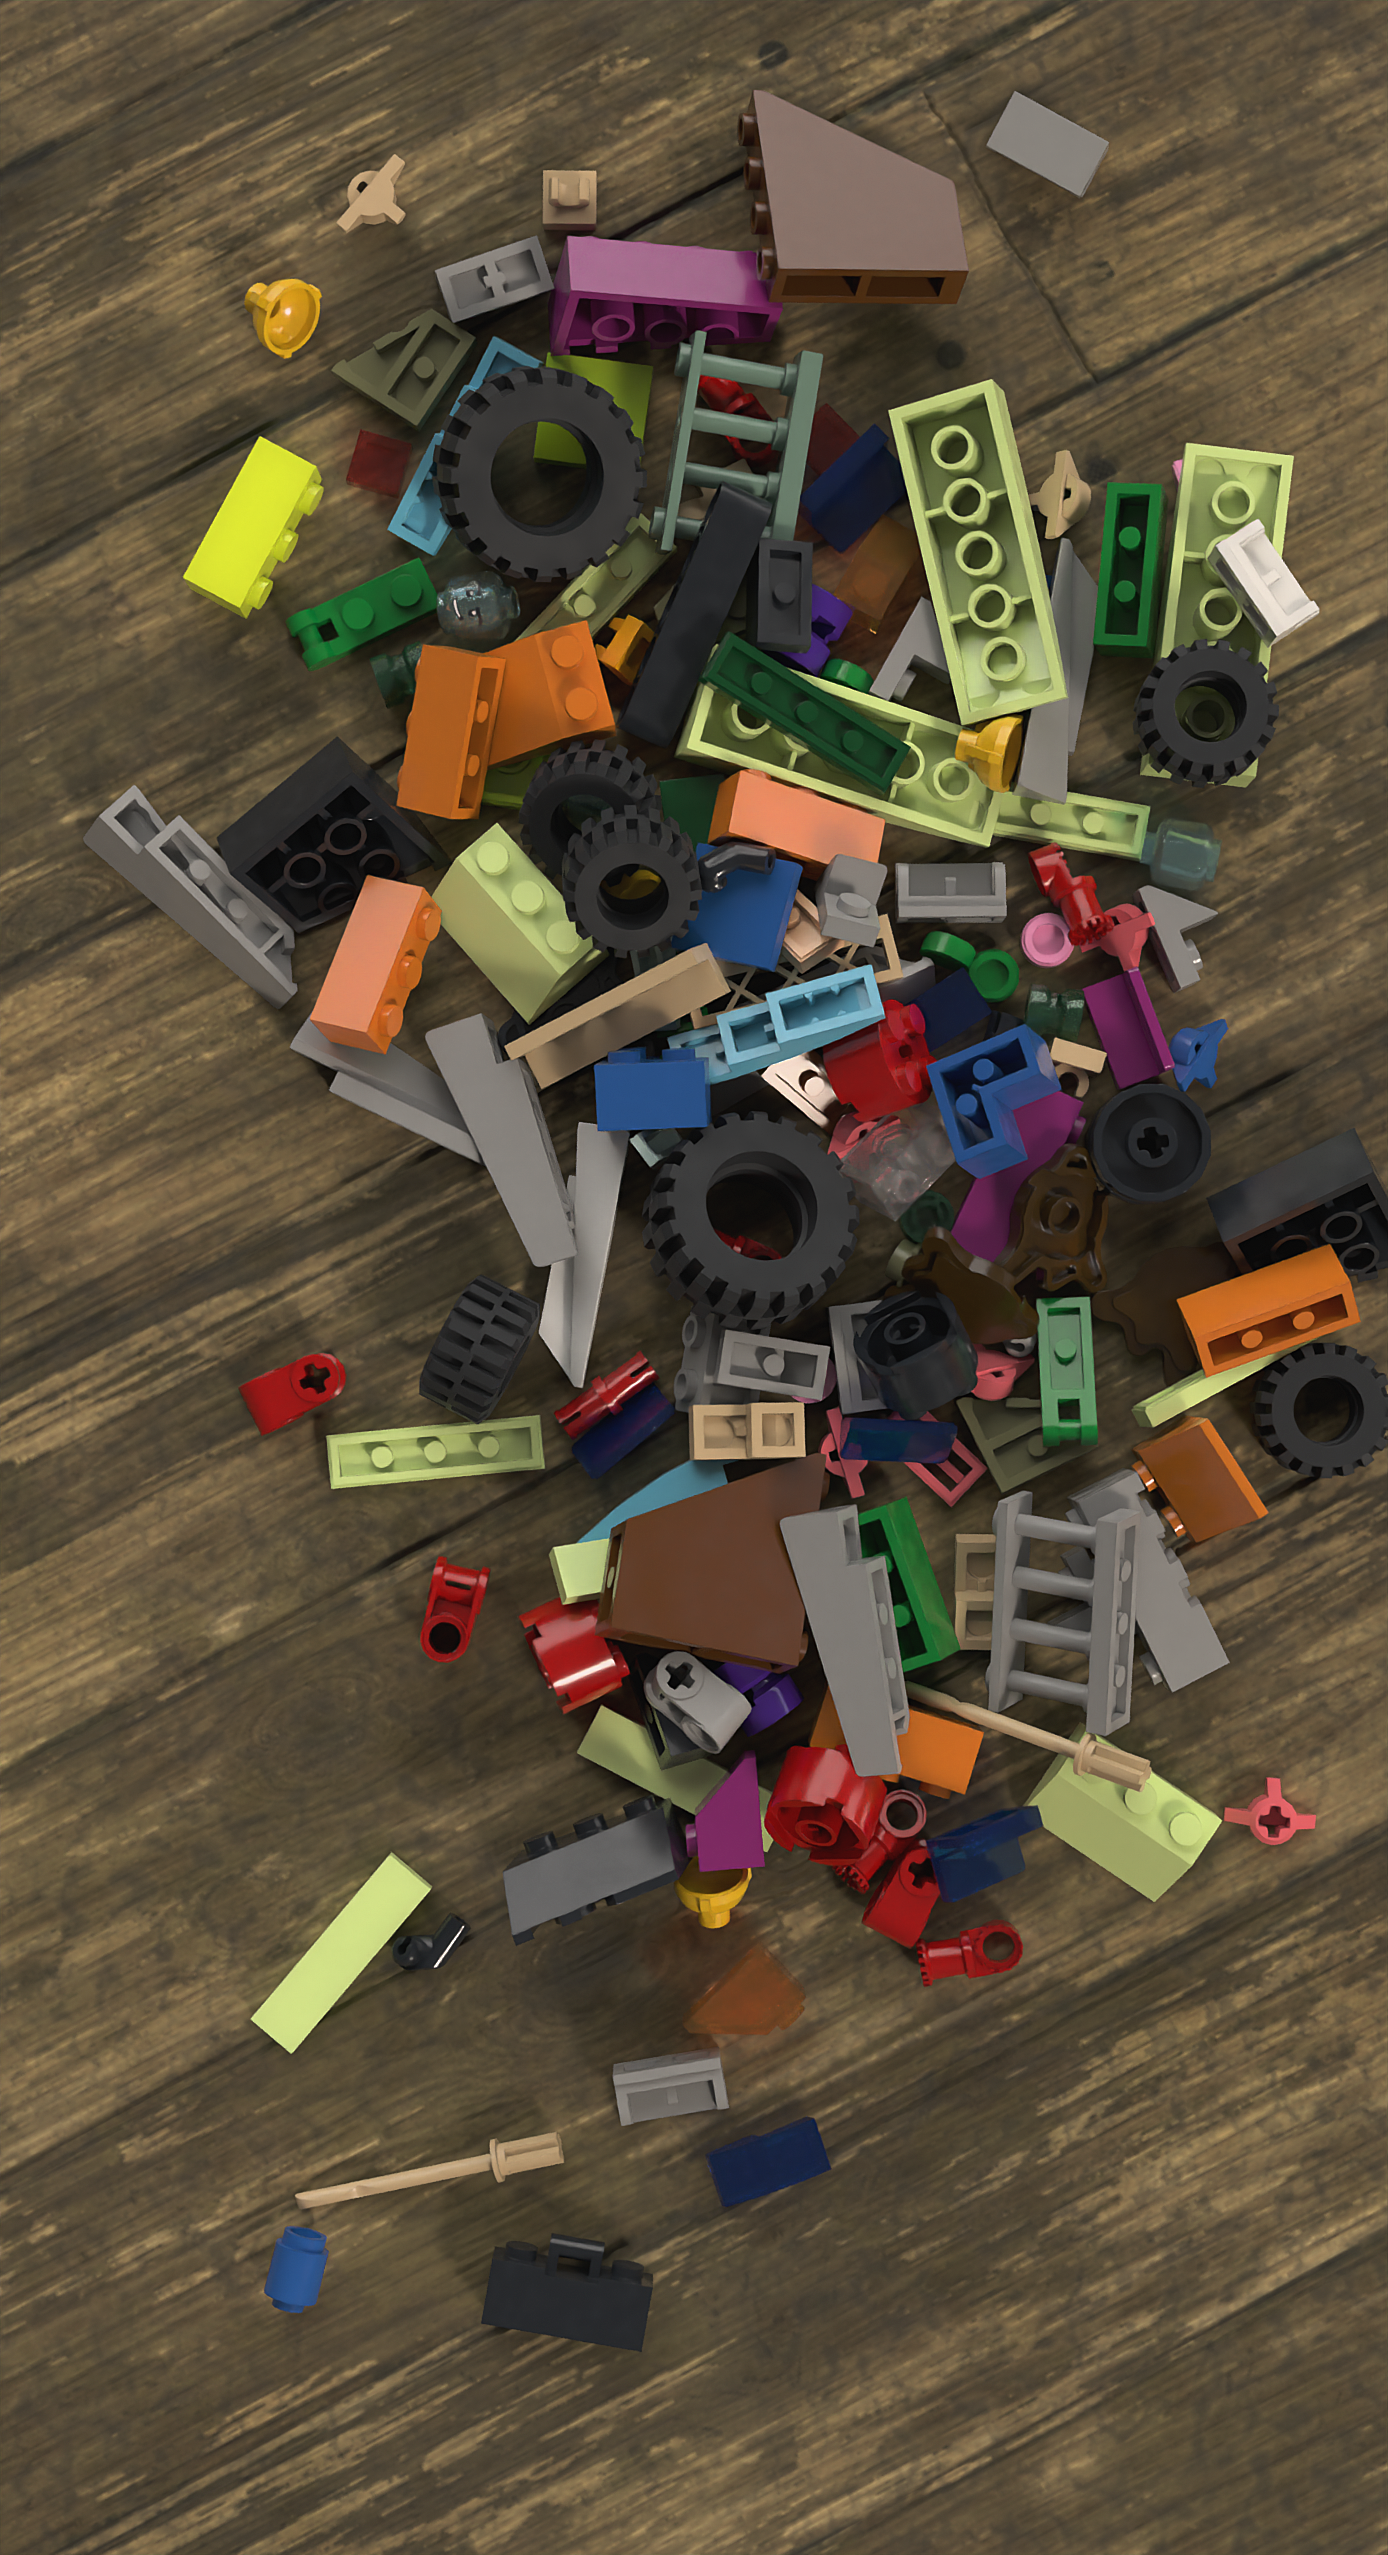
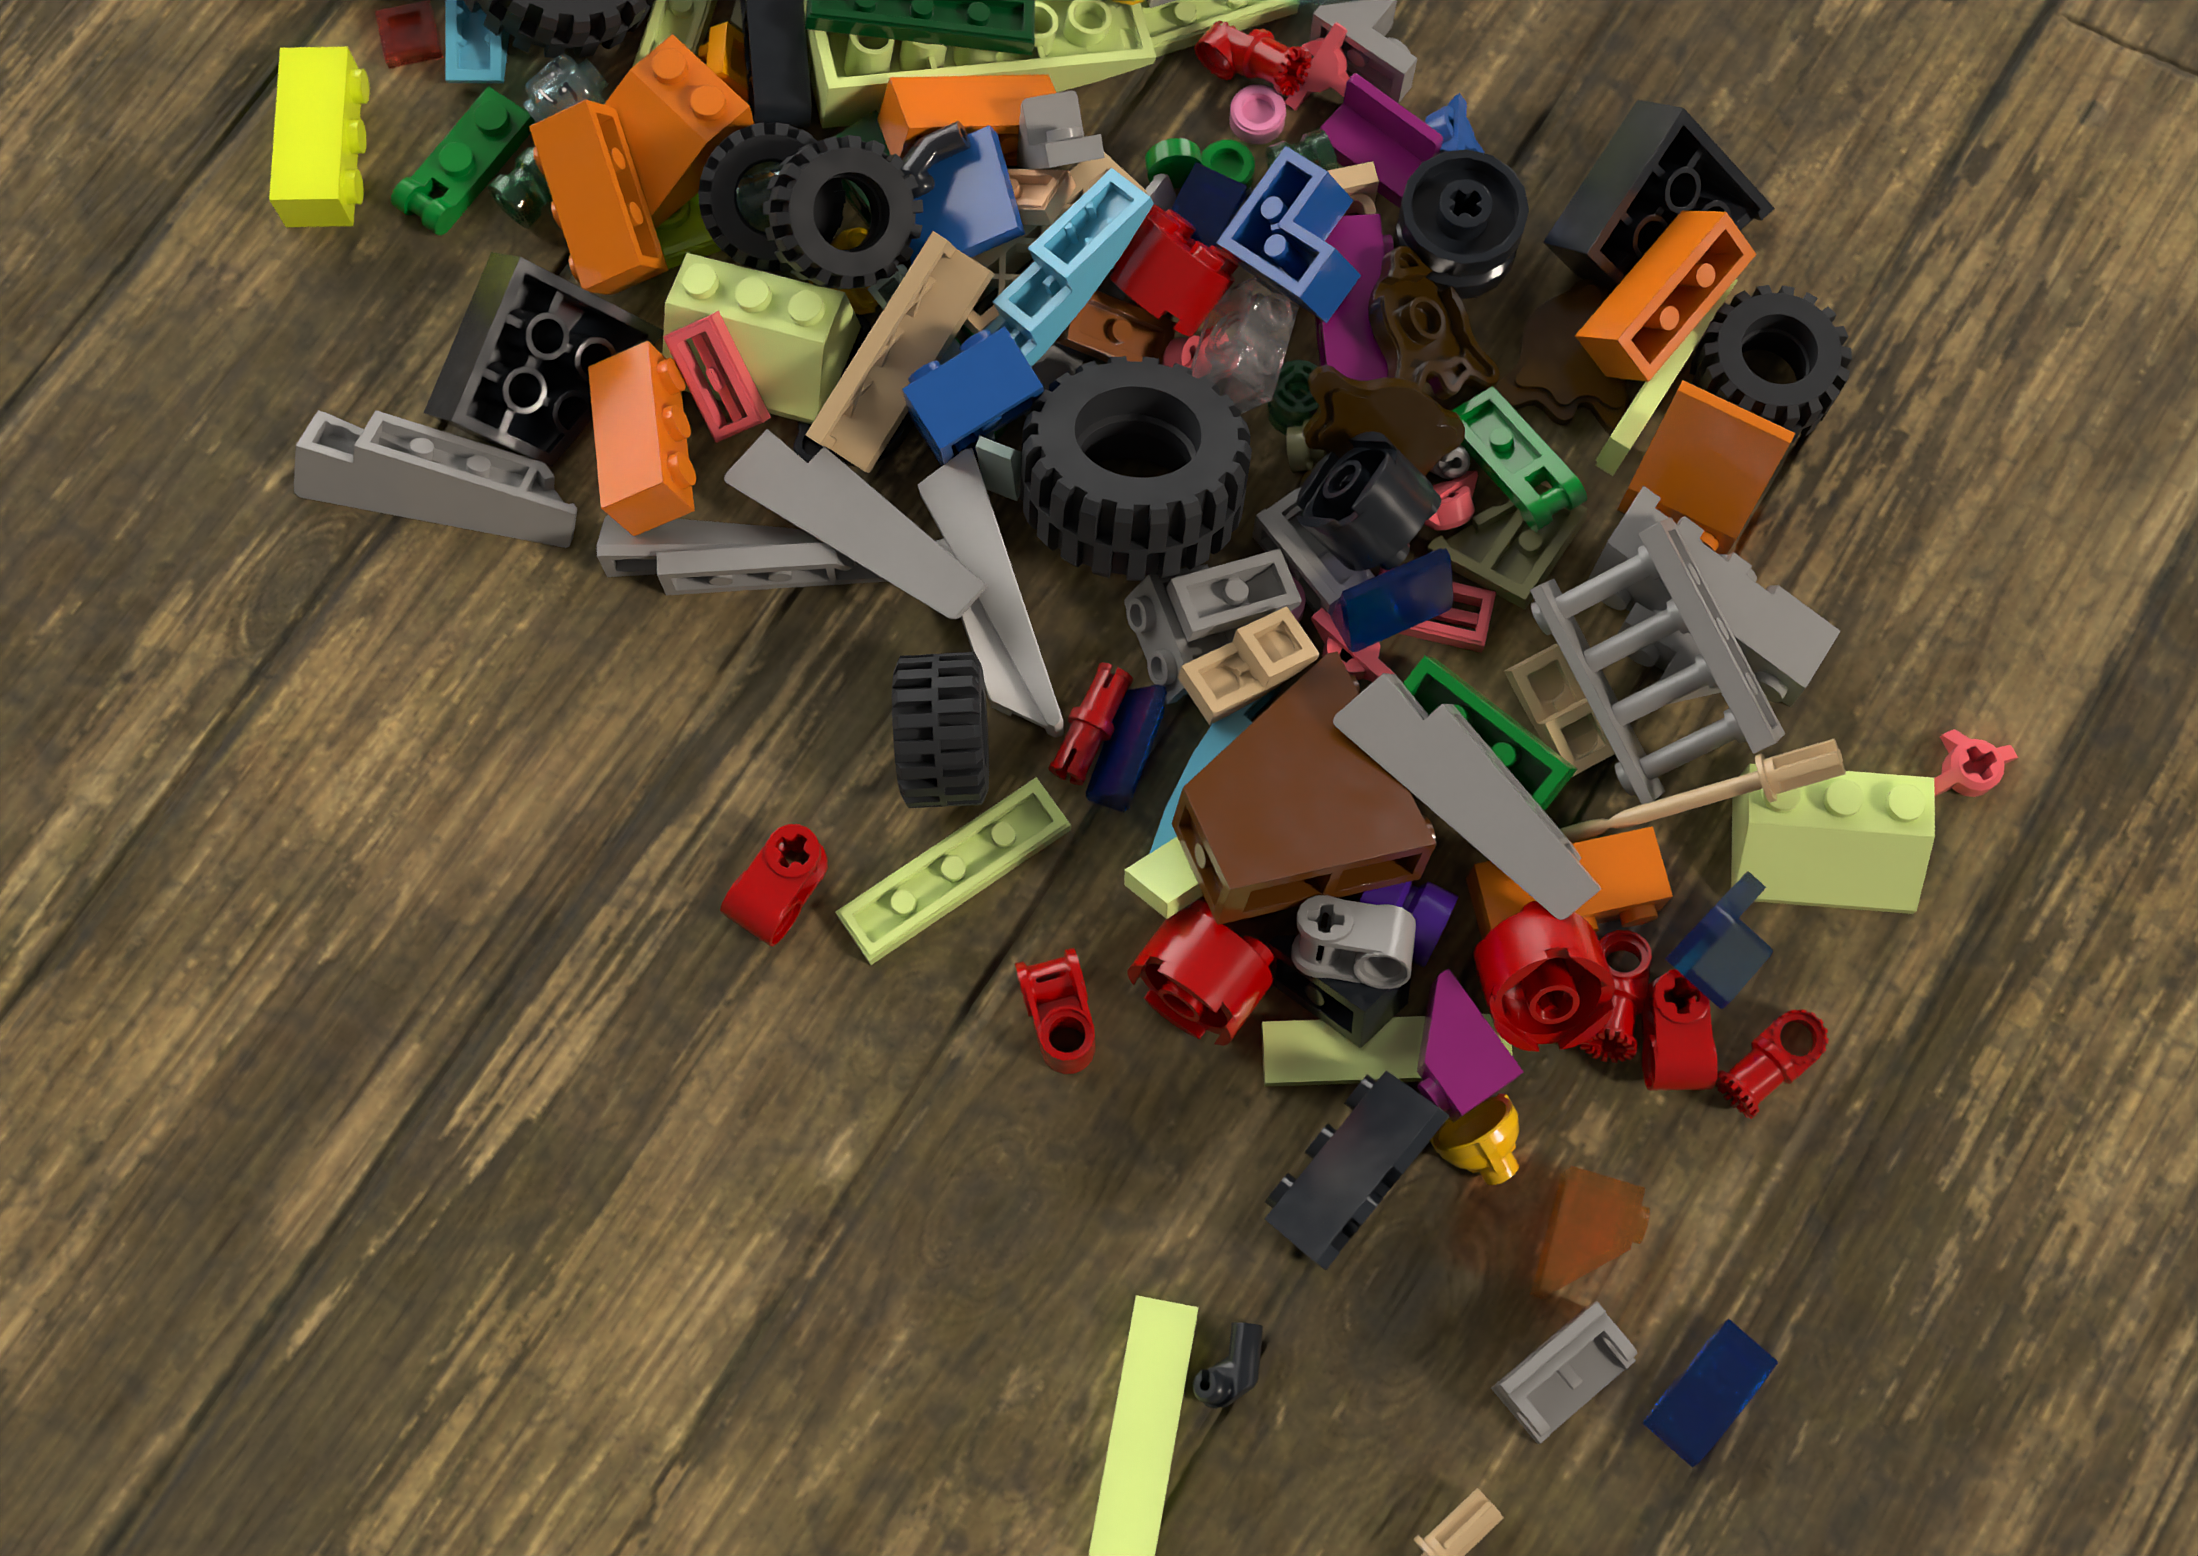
camera: 25 degrees left, 15 degrees down
(473, 944) = (725, 372): none -> coral tile
(950, 893) = (1150, 116): light grey hinge -> none

